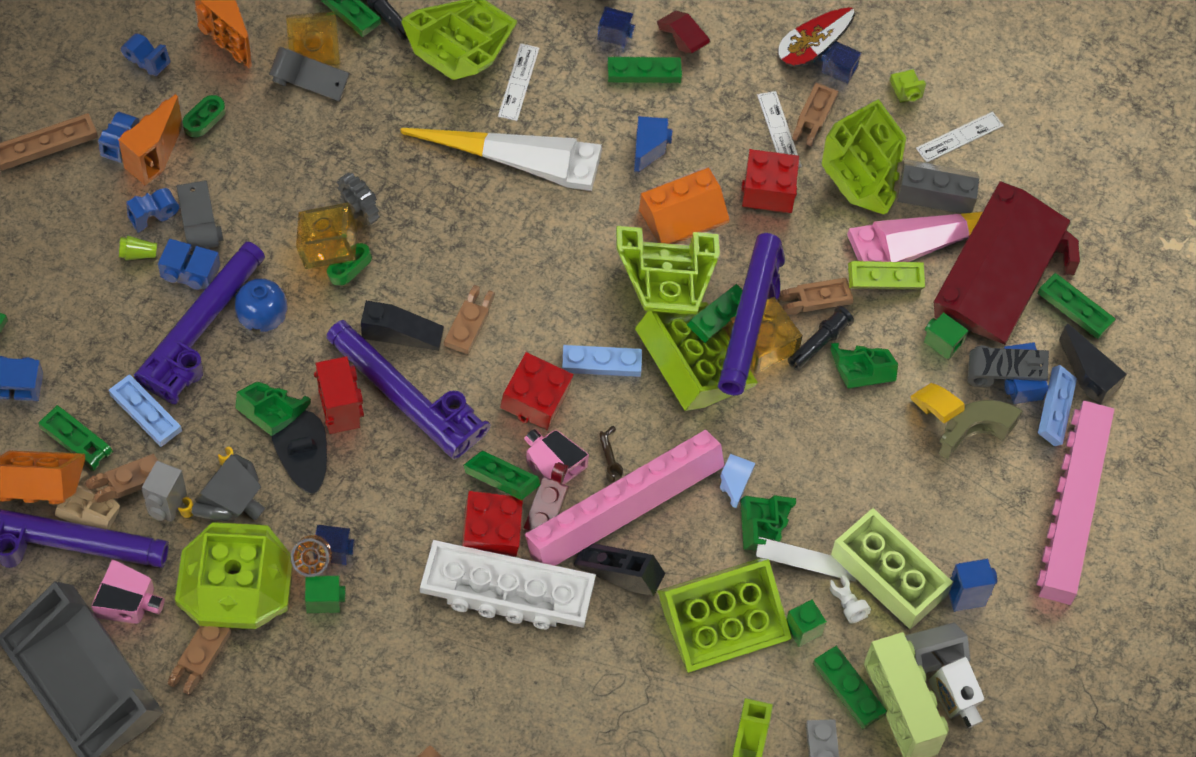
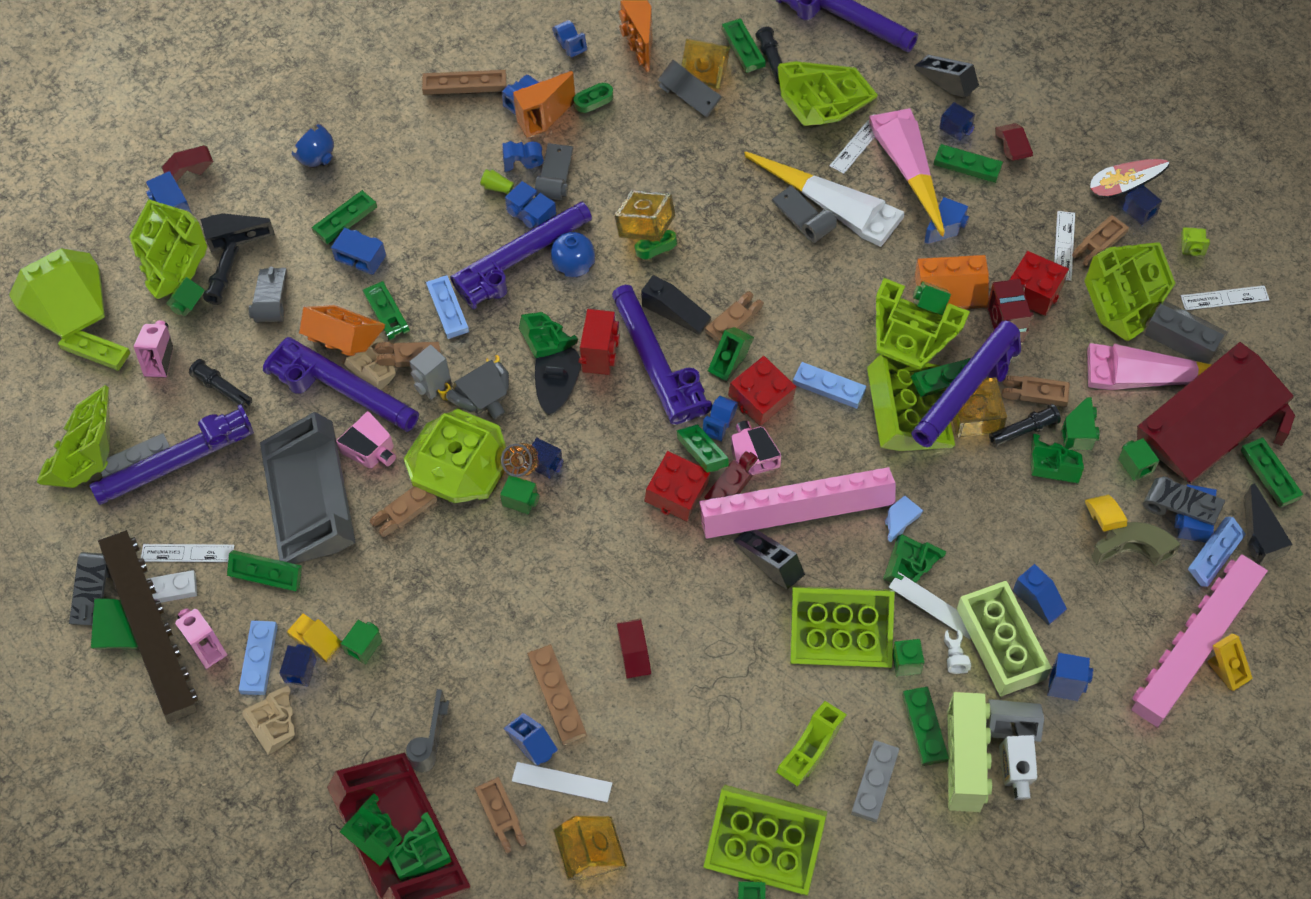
camera: 30 degrees right, 0 degrees up
(359, 197) = (683, 194): dark grey gear -> none
(484, 360) = (730, 353): none -> green slope
(497, 182) = (804, 216): none -> dark grey door
(503, 435) = (720, 418): none -> blue leg
(507, 586) = (668, 539): white plate -> none
(521, 715) = (634, 648): none -> dark red slope
(567, 66) = (903, 142): none -> bright pink plate
(612, 465) = (800, 473): dark brown piece -> none
(672, 231) = (931, 297): none -> green brick
(754, 214) = (1009, 303): none -> dark red container
(876, 323) = (1079, 427): none -> green slope
(886, 275) = (1106, 391): lime plate -> none
(907, 510) = (1040, 594): none -> blue slope
(1114, 514) = (1230, 662): none -> yellow slope

